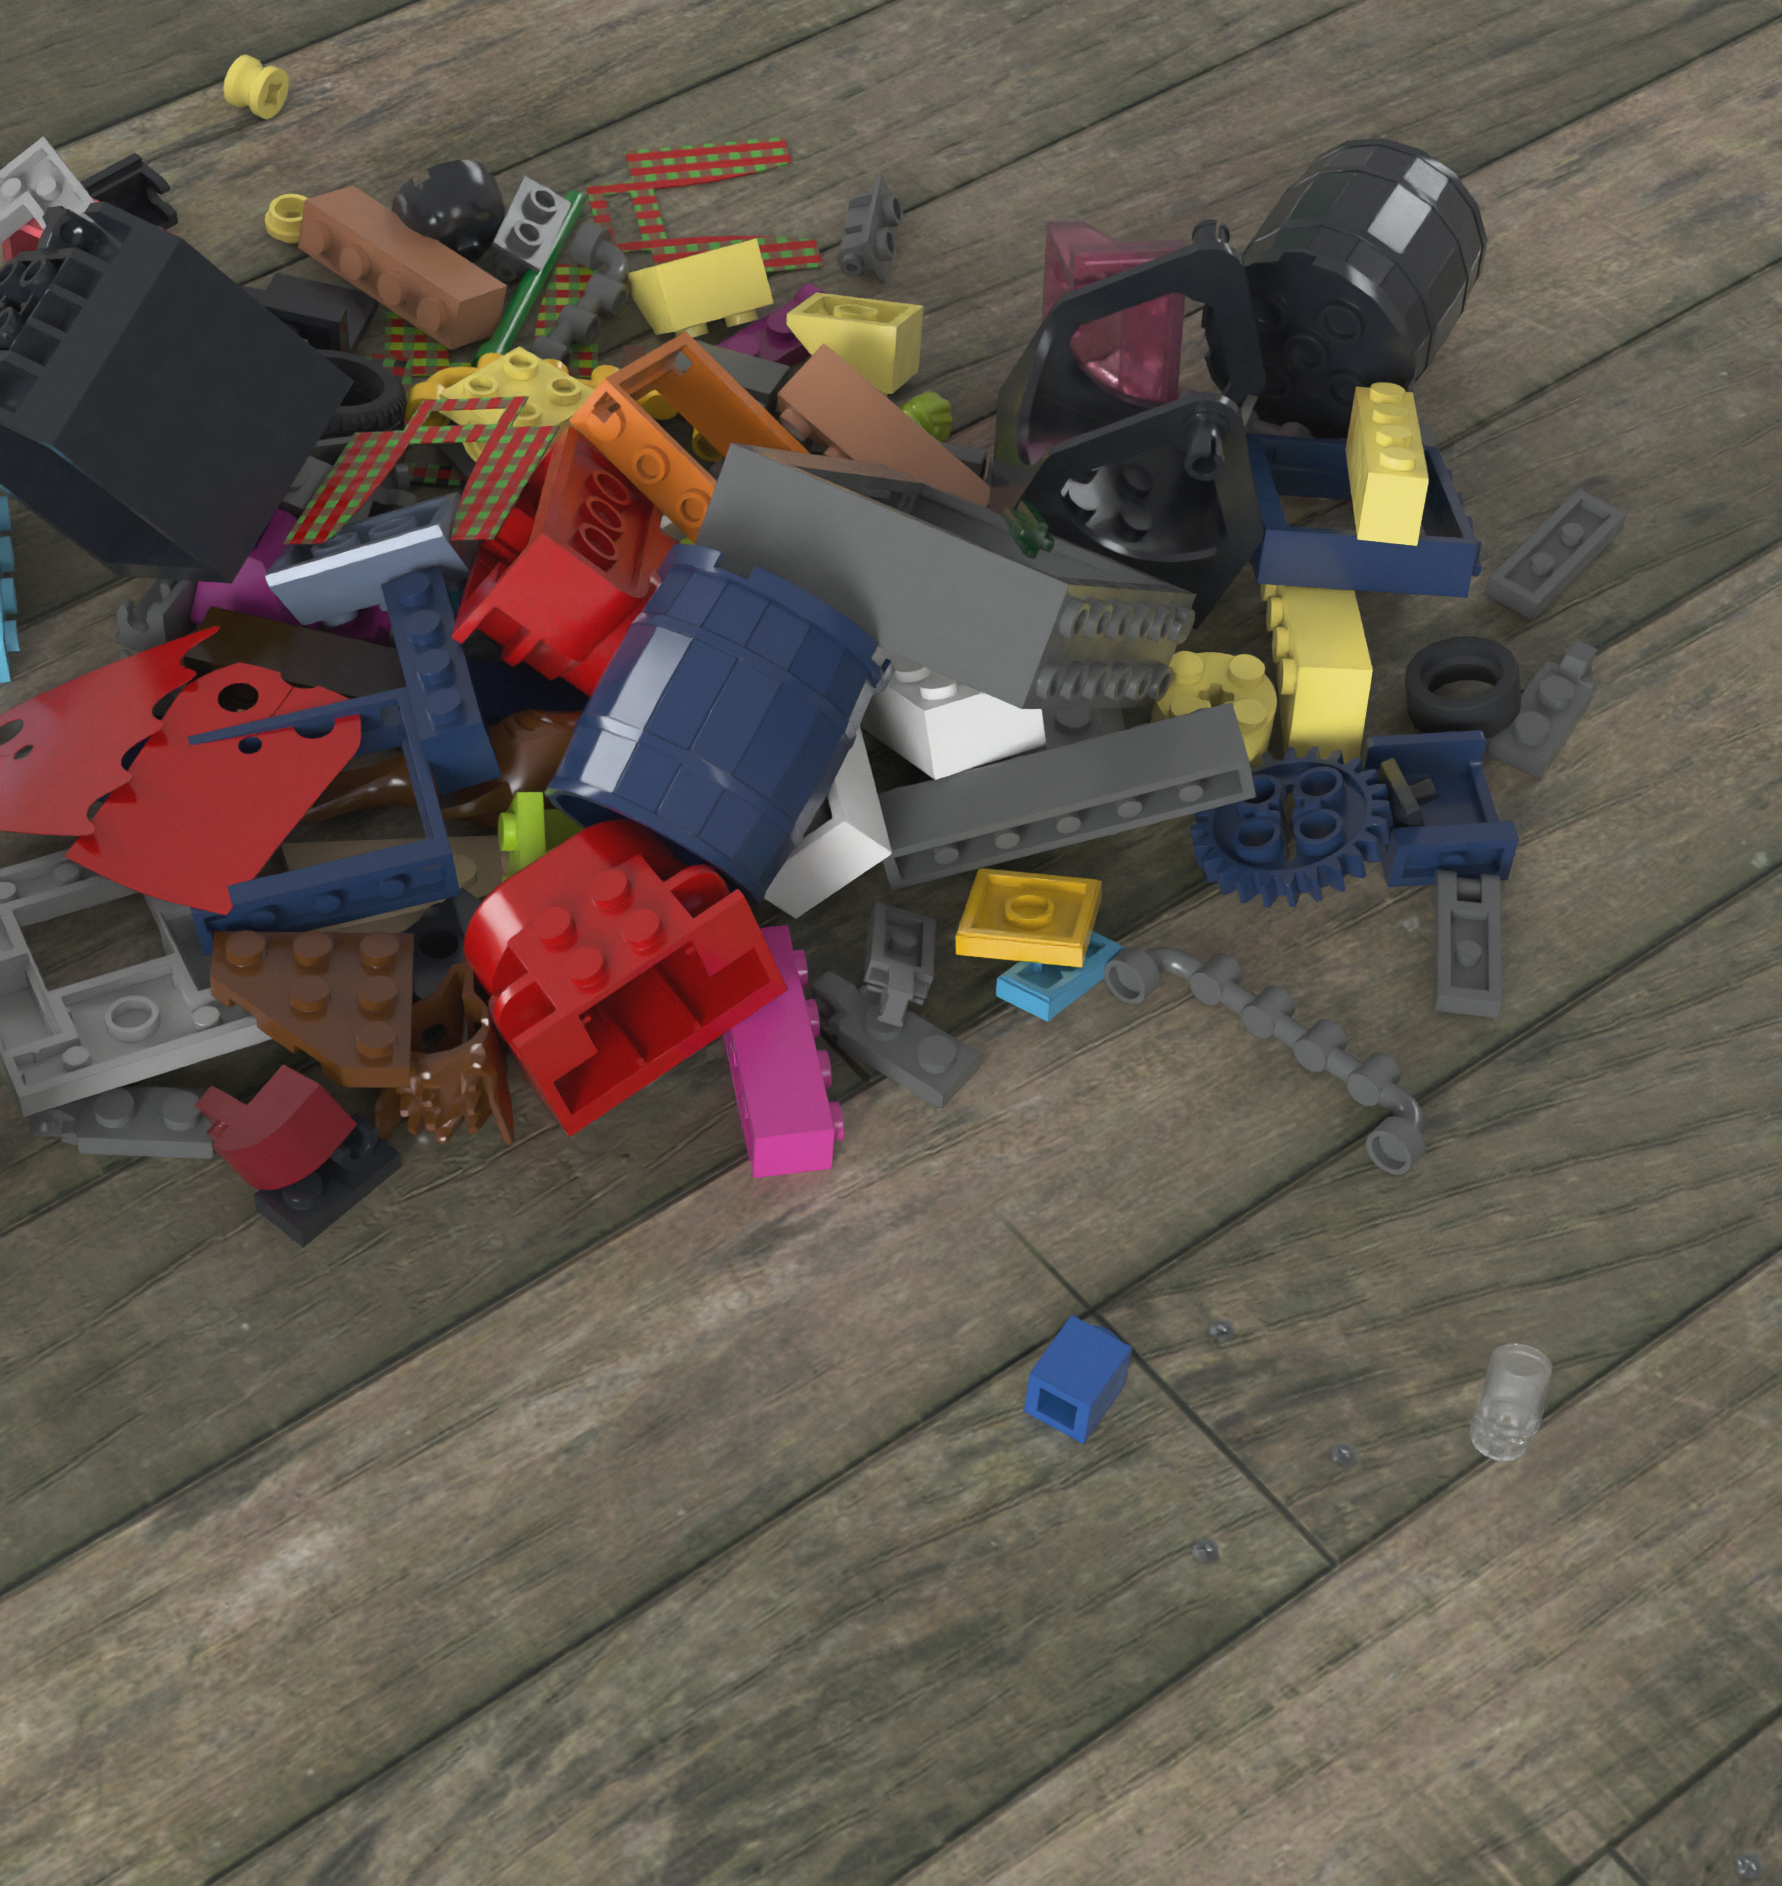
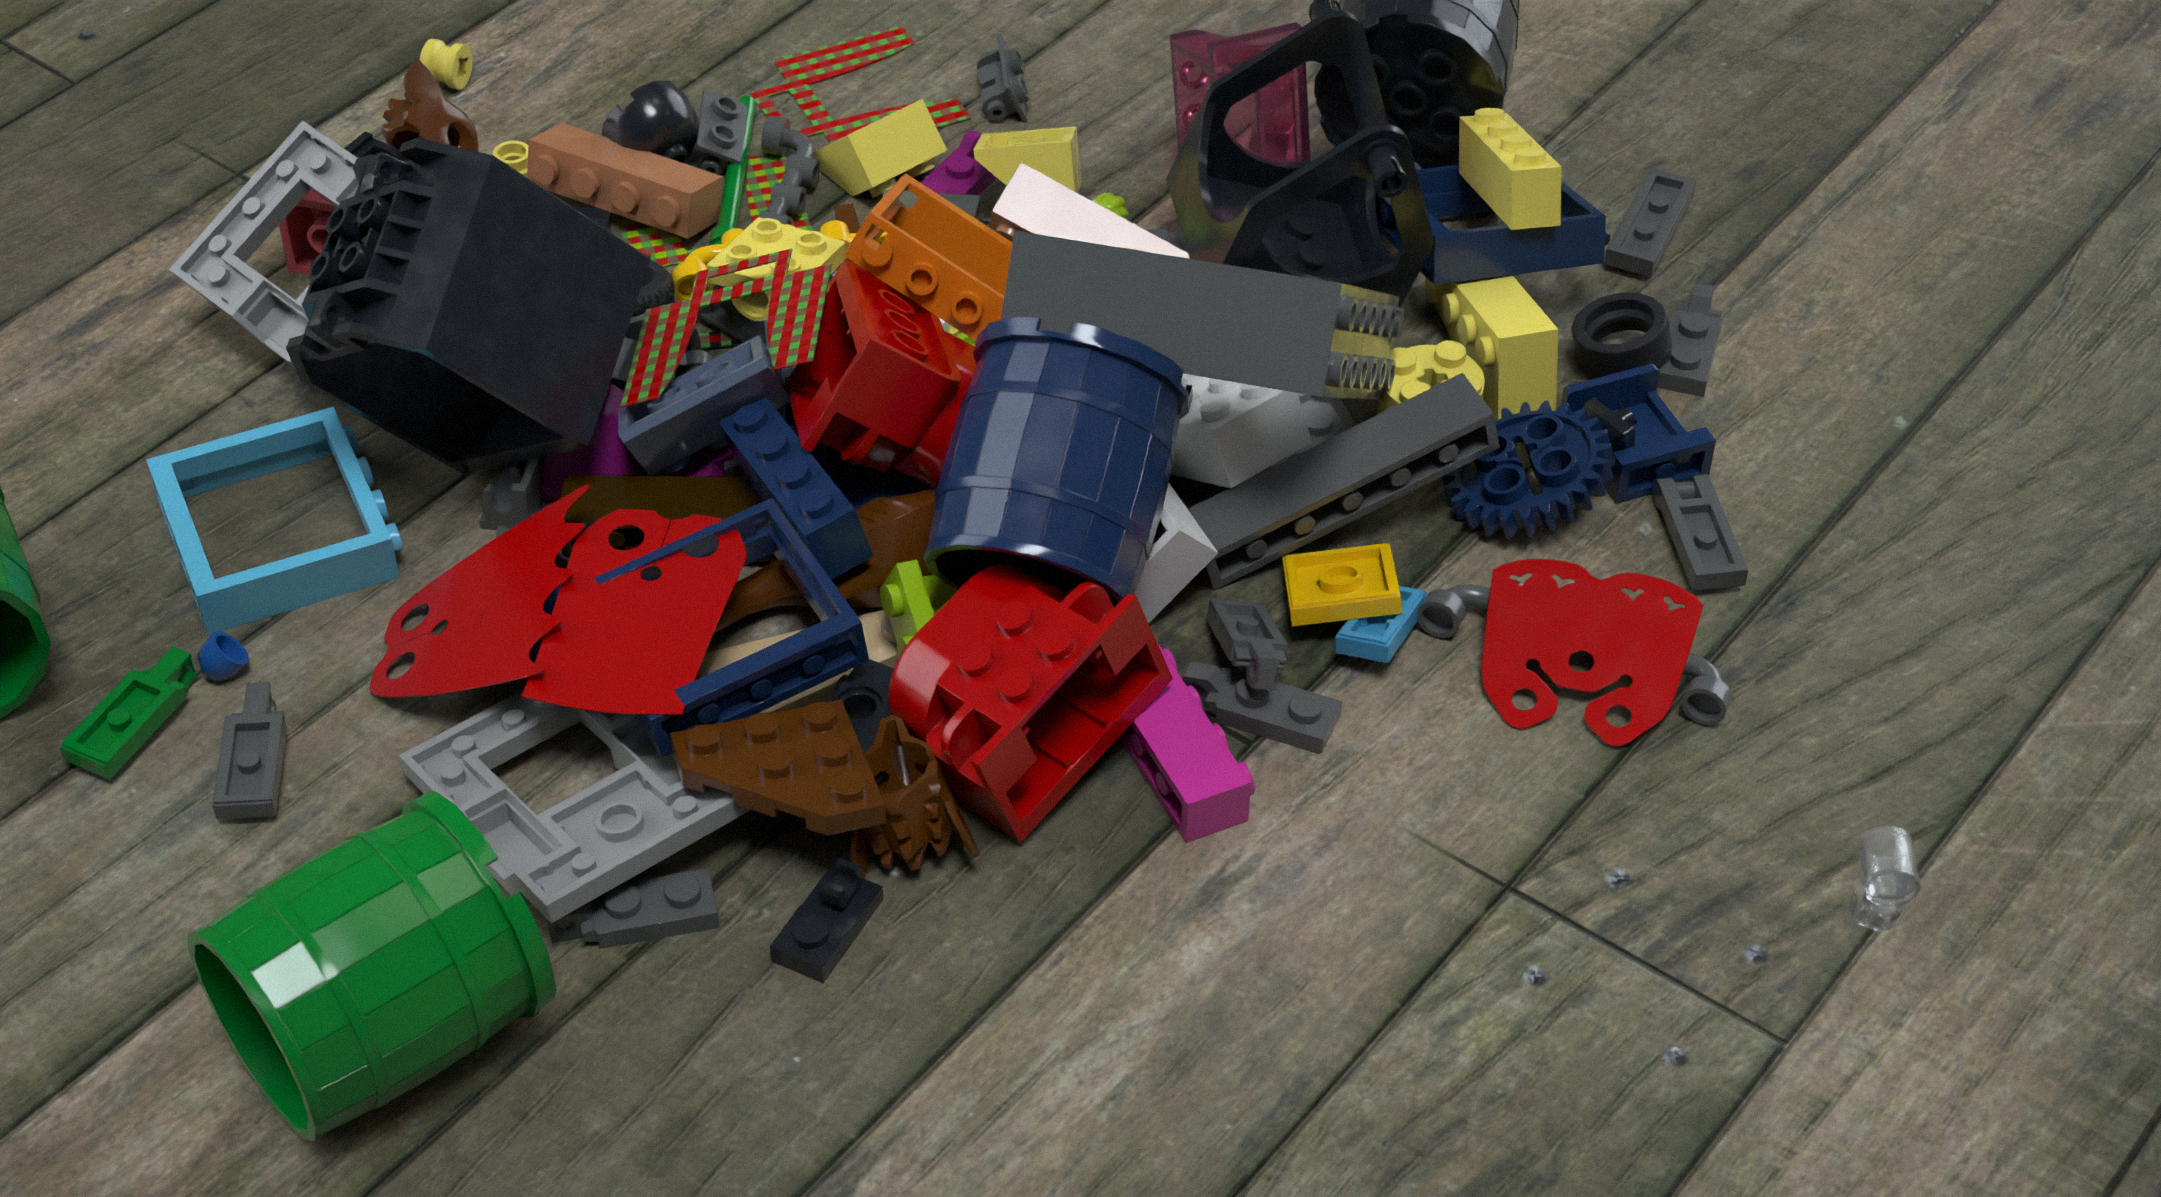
camera: 10 degrees left, 5 degrees down
(209, 173) = (427, 114): none -> reddish brown piece
(281, 1131) = (781, 889): dark red brick -> none
(1028, 529) = (1259, 259): dark green axle -> none
(1077, 1378) = (1523, 940): blue brick -> none
(1303, 1022) = (1593, 617): none -> red piece

